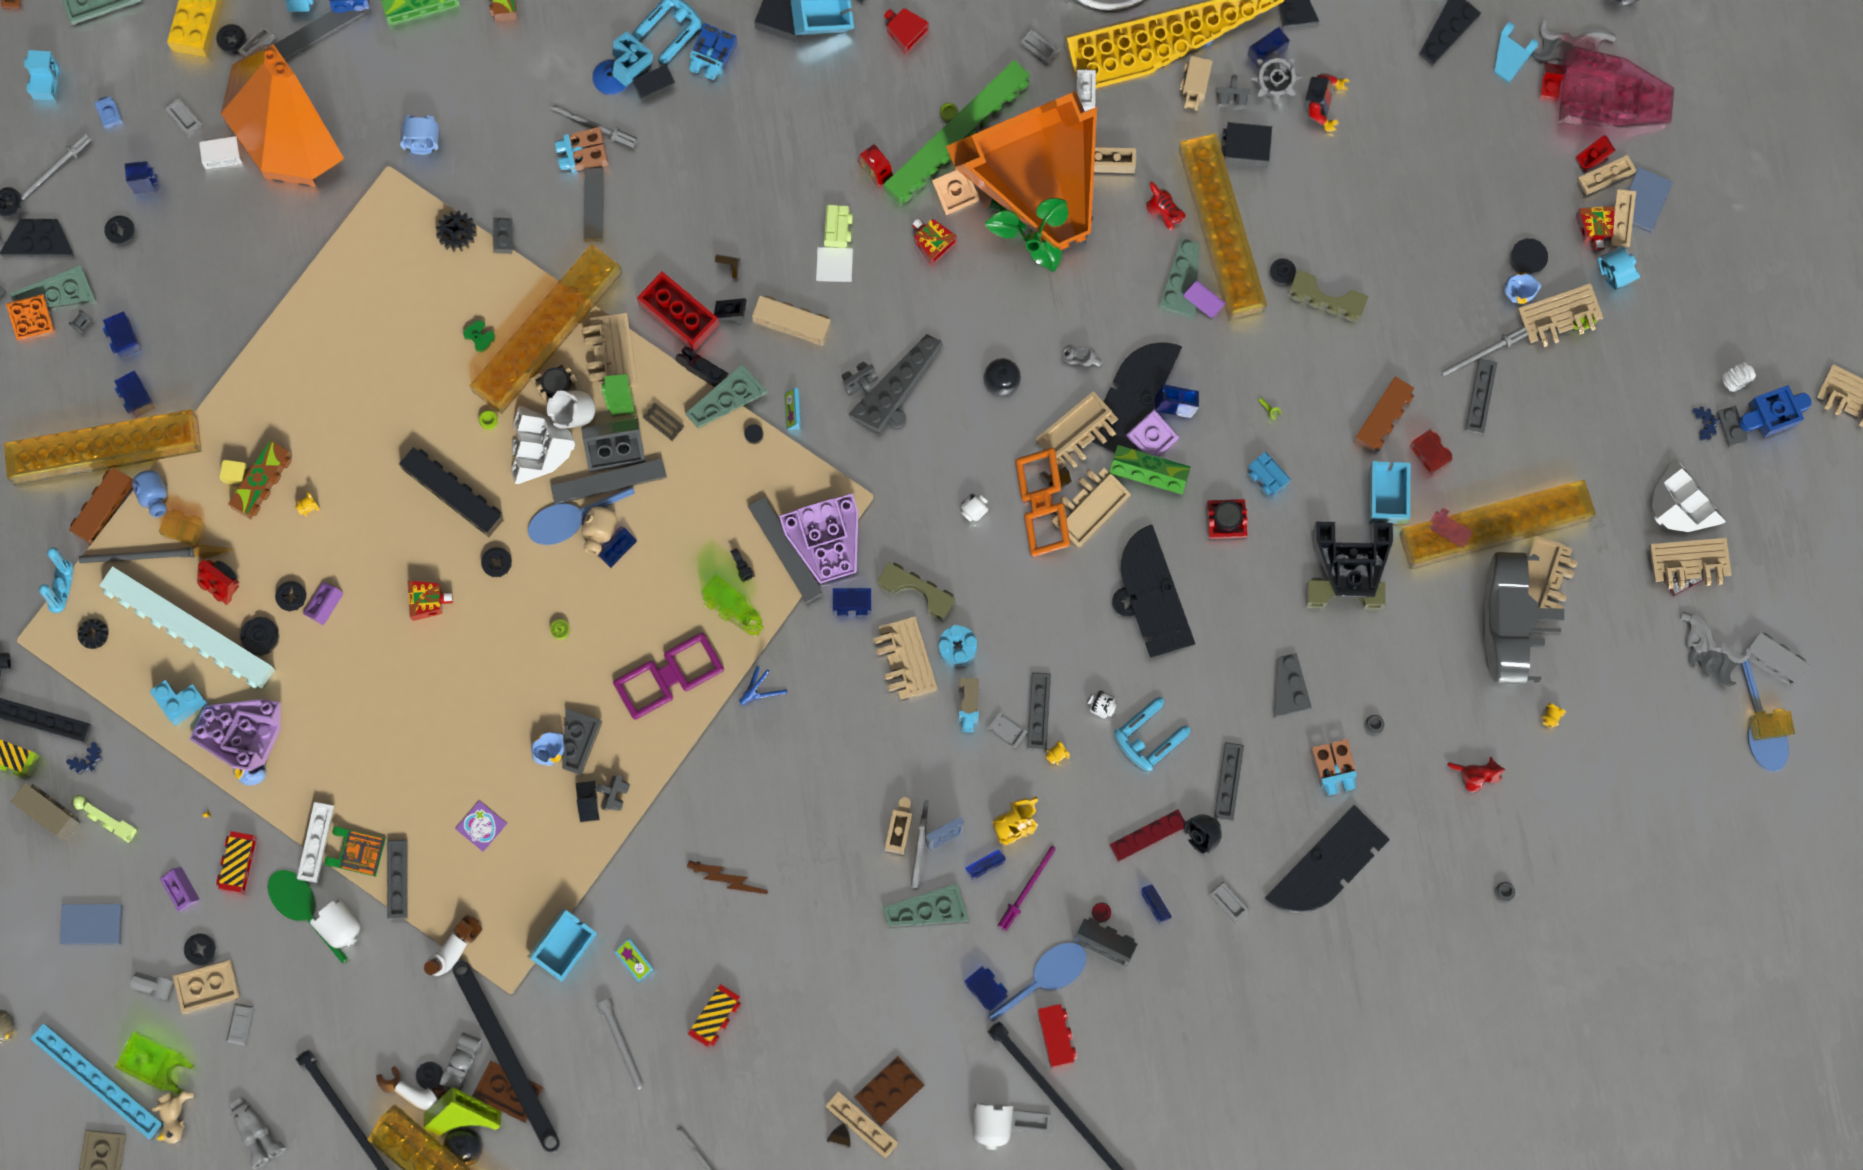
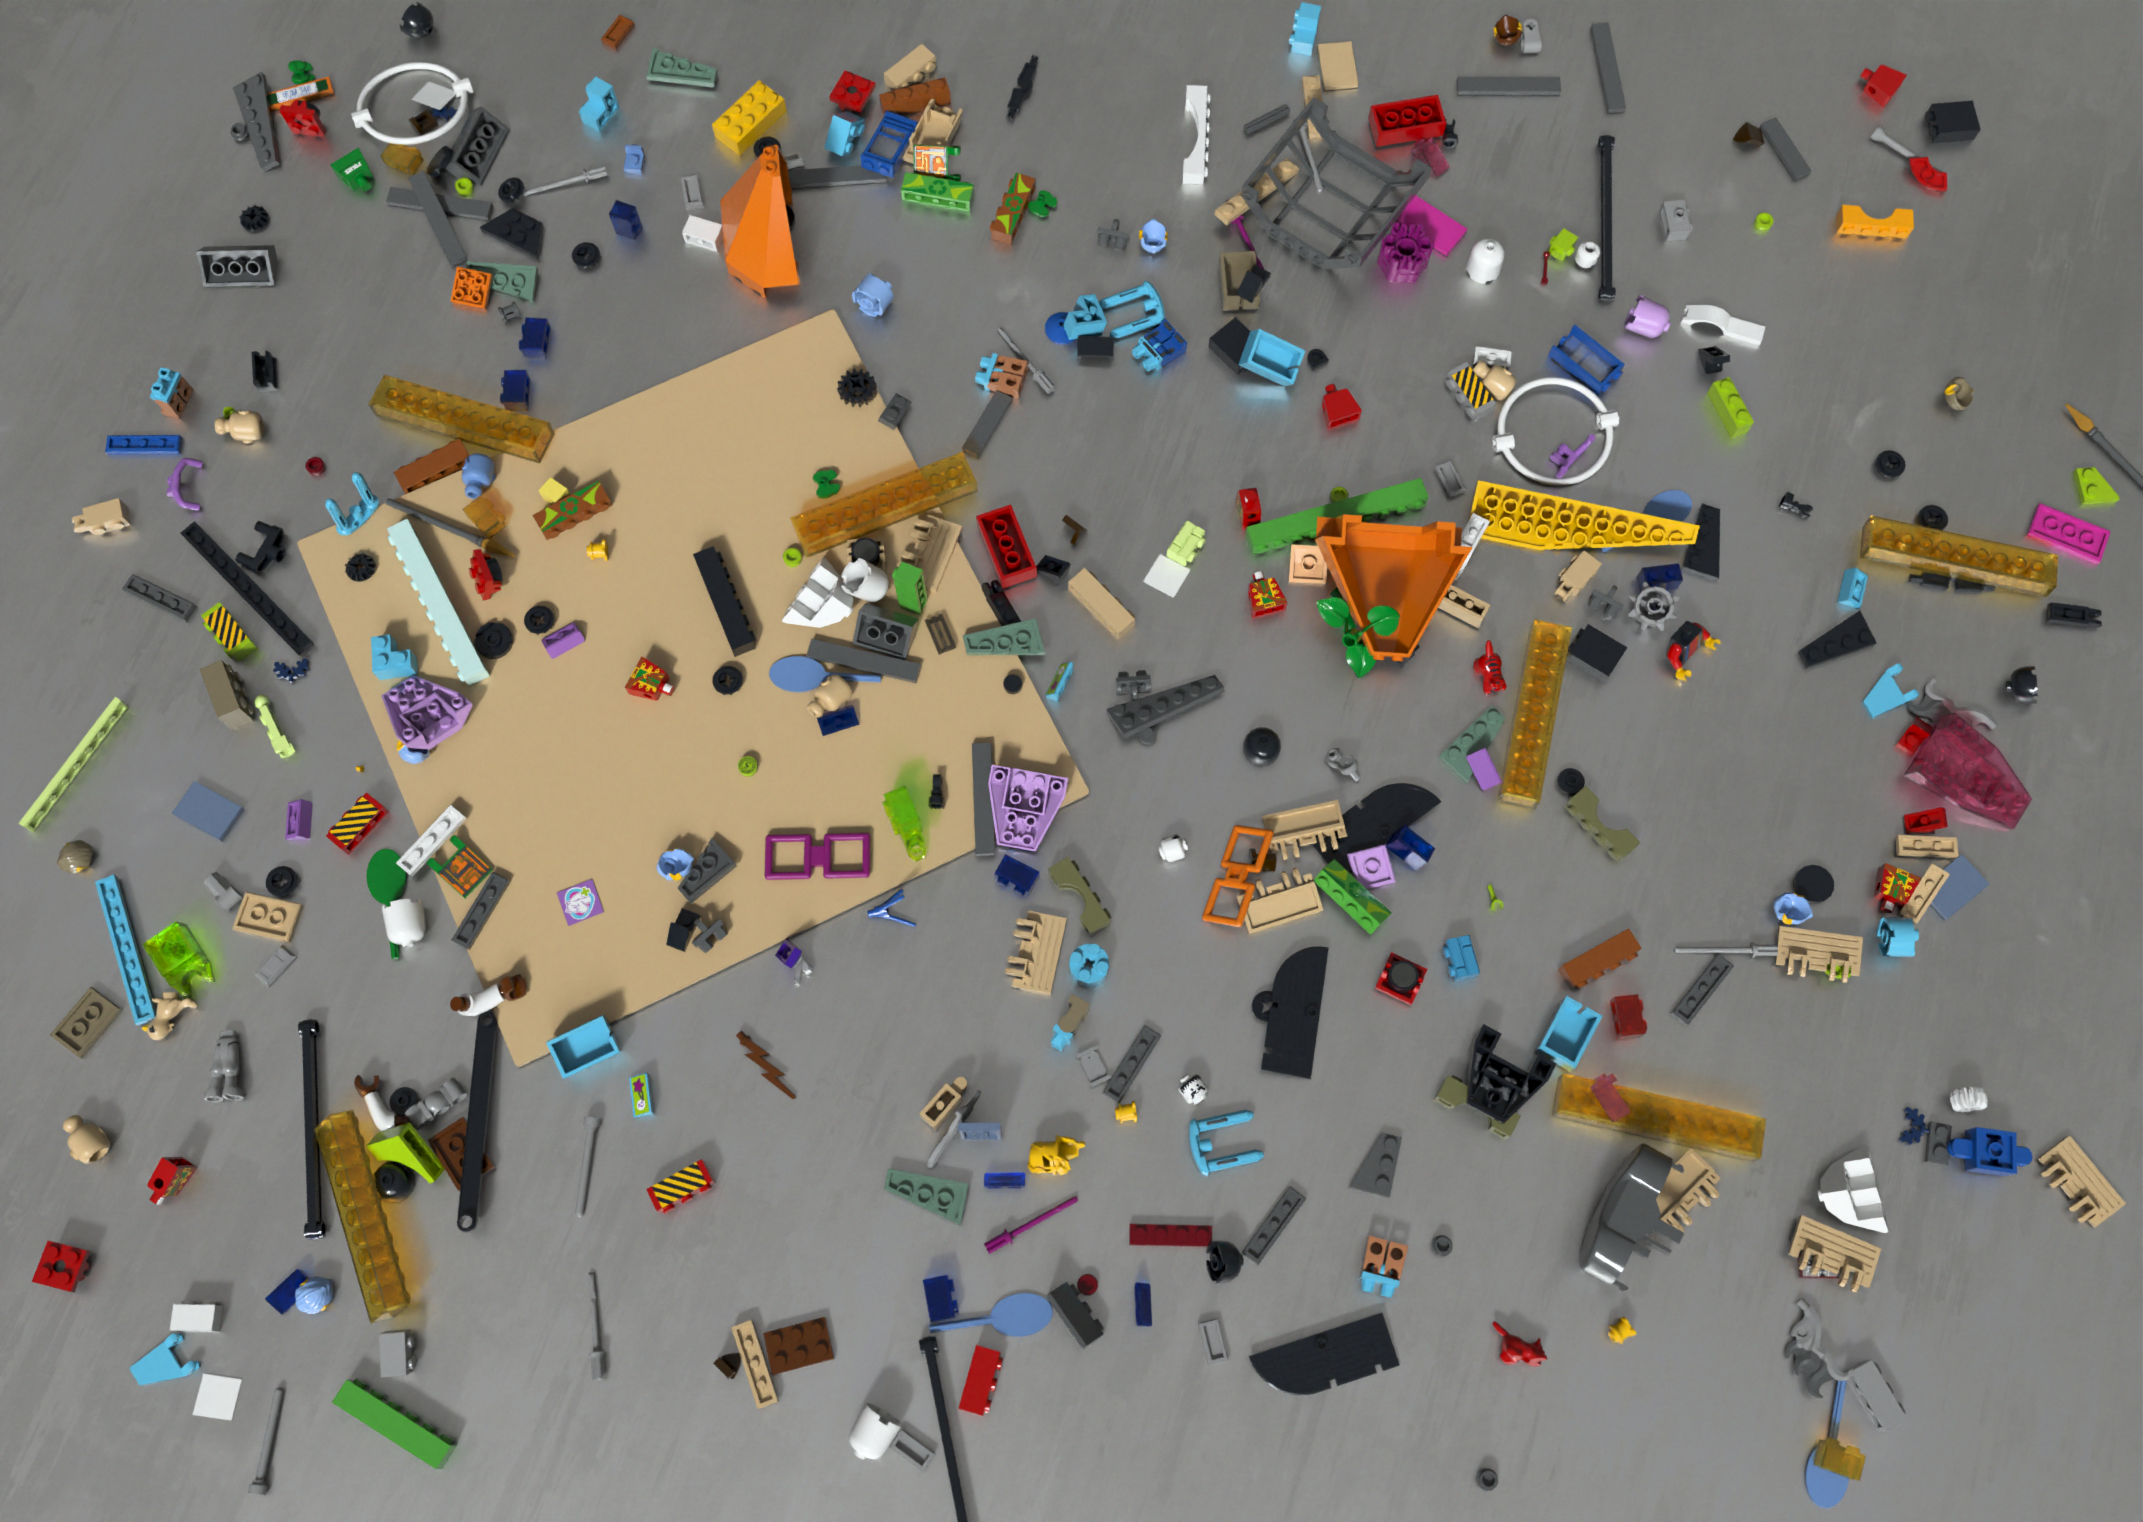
camera: 30 degrees right, 5 degrees down
(698, 774) = (791, 956): none -> dark purple piece

